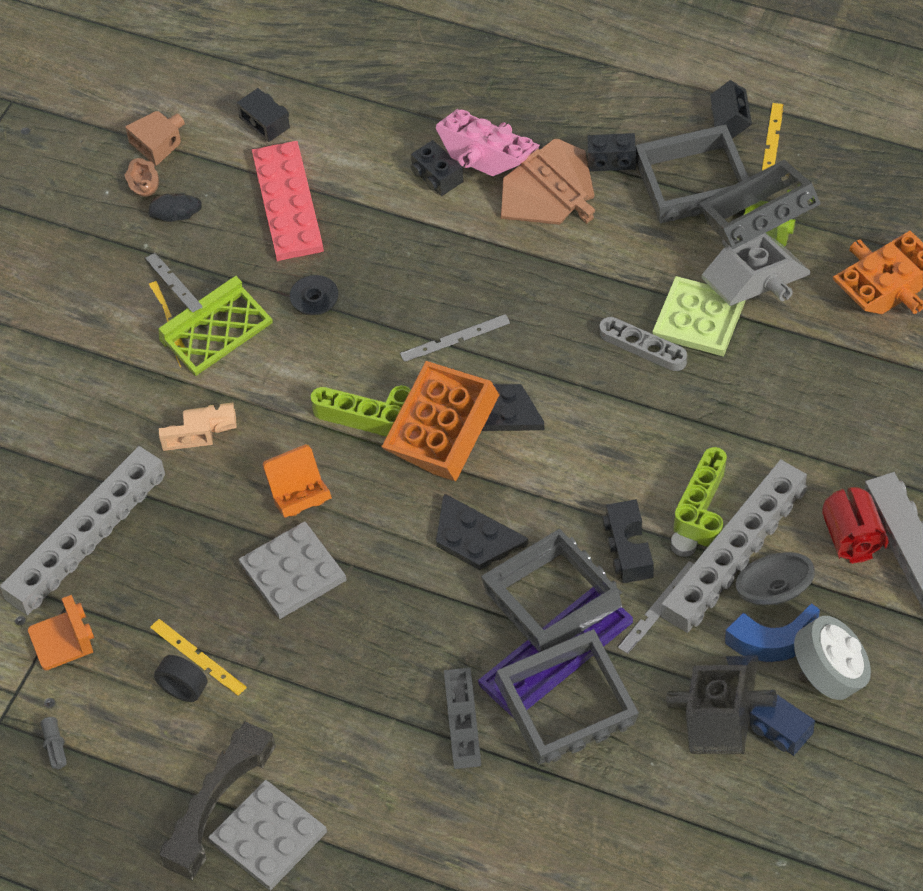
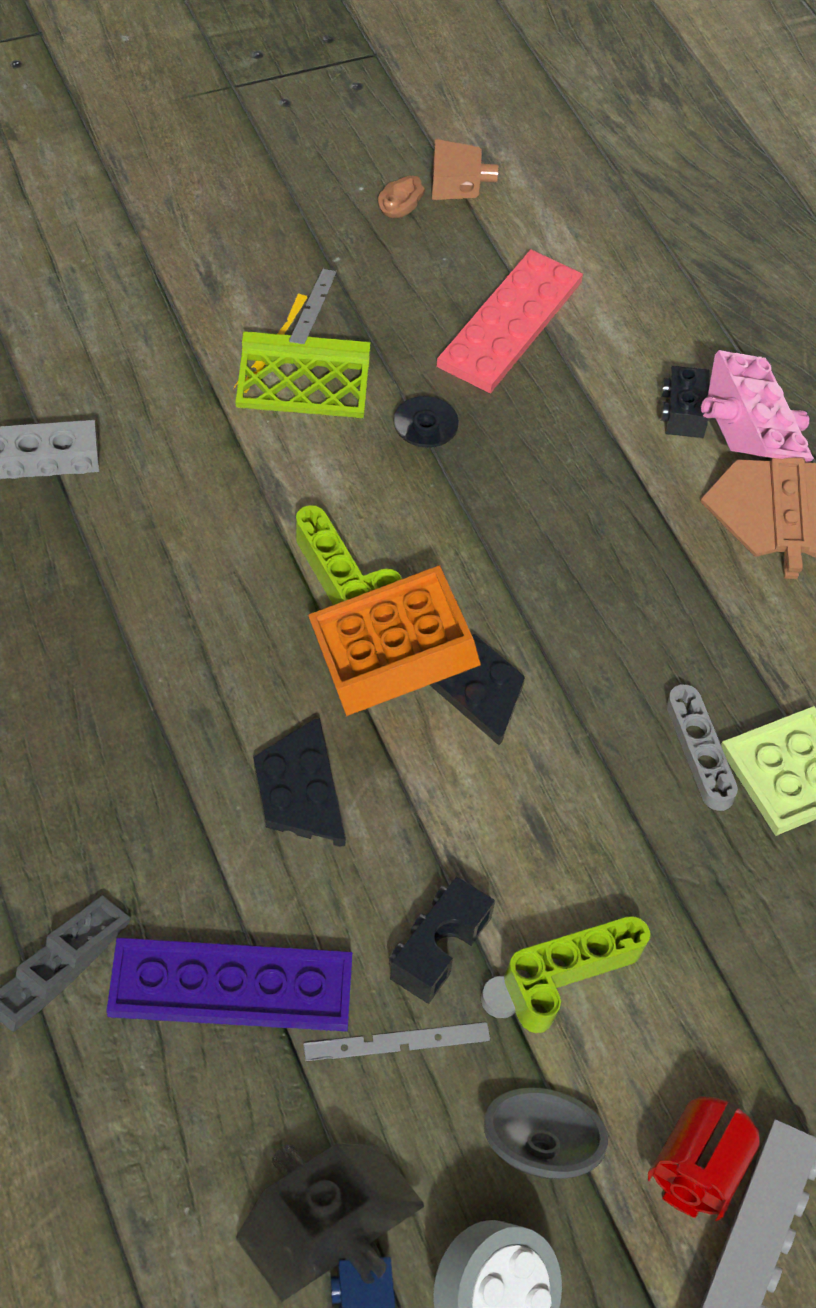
camera: 35 degrees right, 0 degrees up
(174, 207) = (400, 244): black arm -> none
(198, 427) = (175, 452): light nougat plate -> none
(263, 114) = (577, 226): black brick -> none
(292, 570) = (92, 661): light grey plate -> none
(295, 481) = (189, 576): orange bracket -> none
(453, 338) = (513, 576): light grey piece -> none
(534, 557) = (299, 860): dark grey window -> none
(551, 657) = (195, 982): dark grey window -> none
(706, 569) = (683, 1024): light grey brick -> none
(767, 643) = (460, 1201): blue arch -> none

